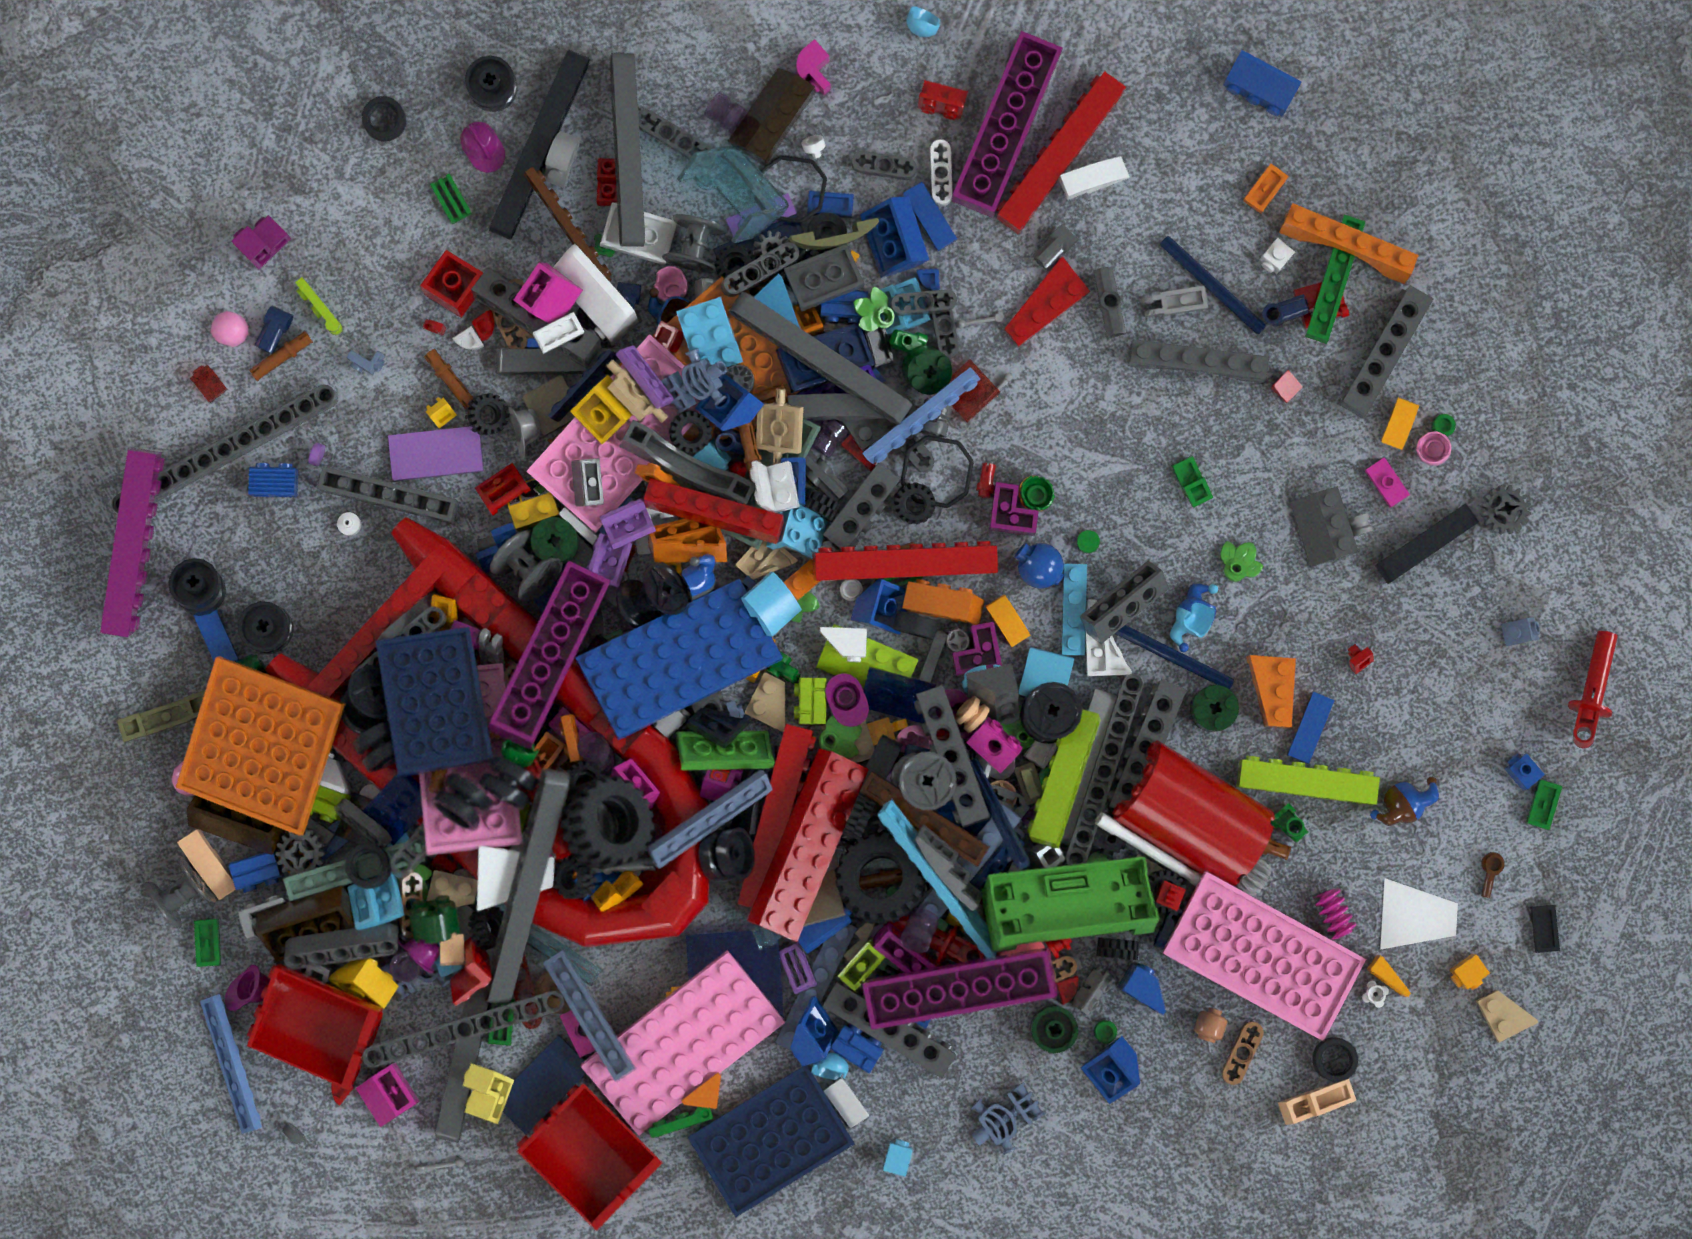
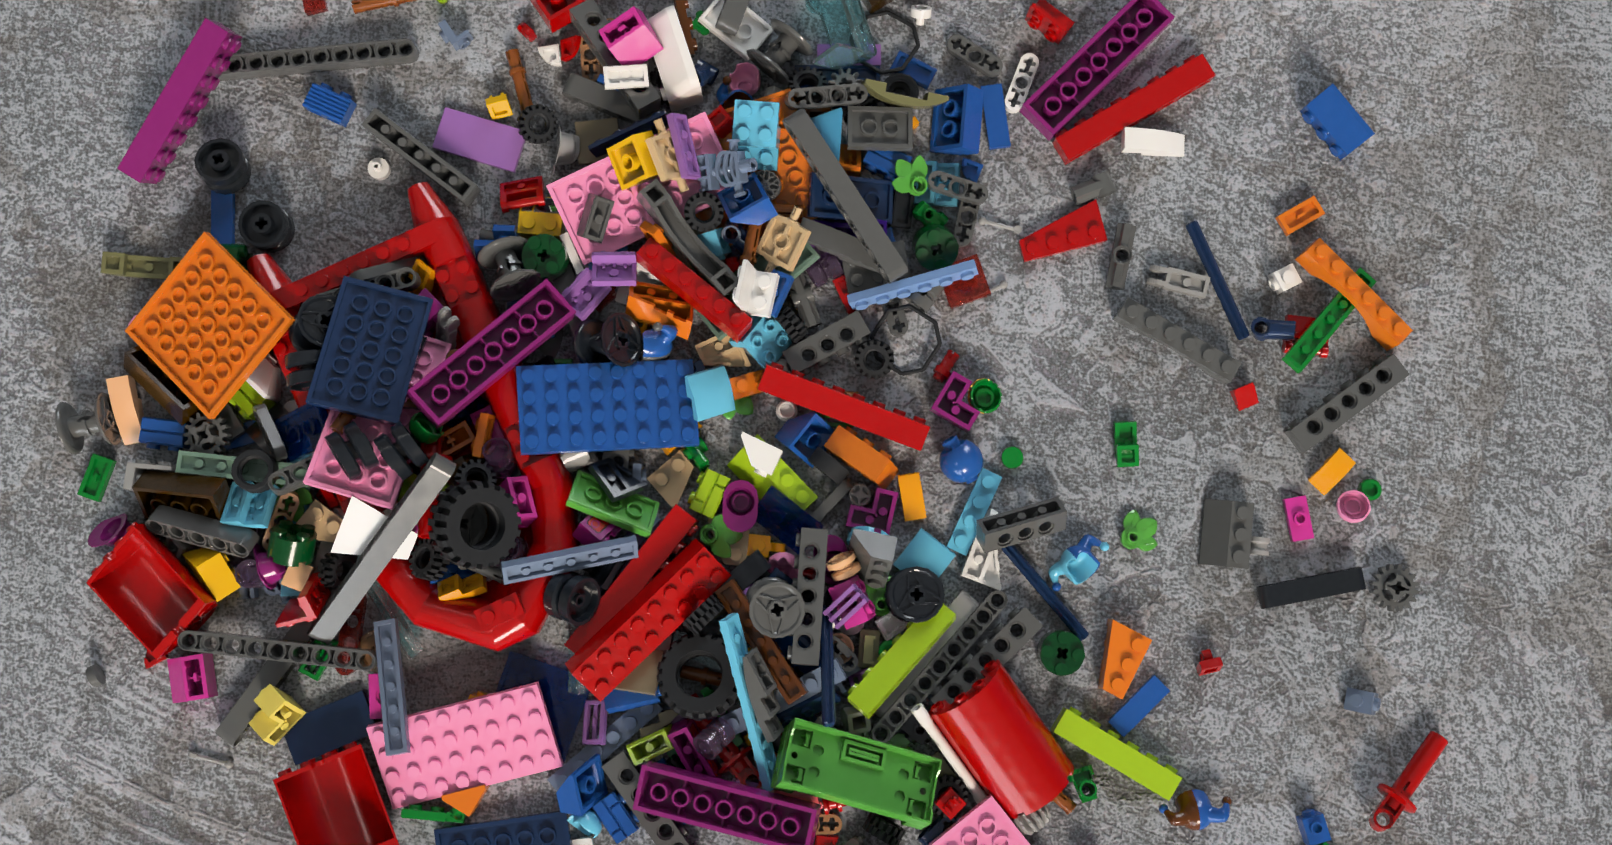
camera: 25 degrees right, 0 degrees up
(231, 1064) = (69, 597): medium blue plate -> none
(316, 454) = (377, 97): medium lavender tile -> none
(983, 767) = (833, 617): none -> medium lavender tile

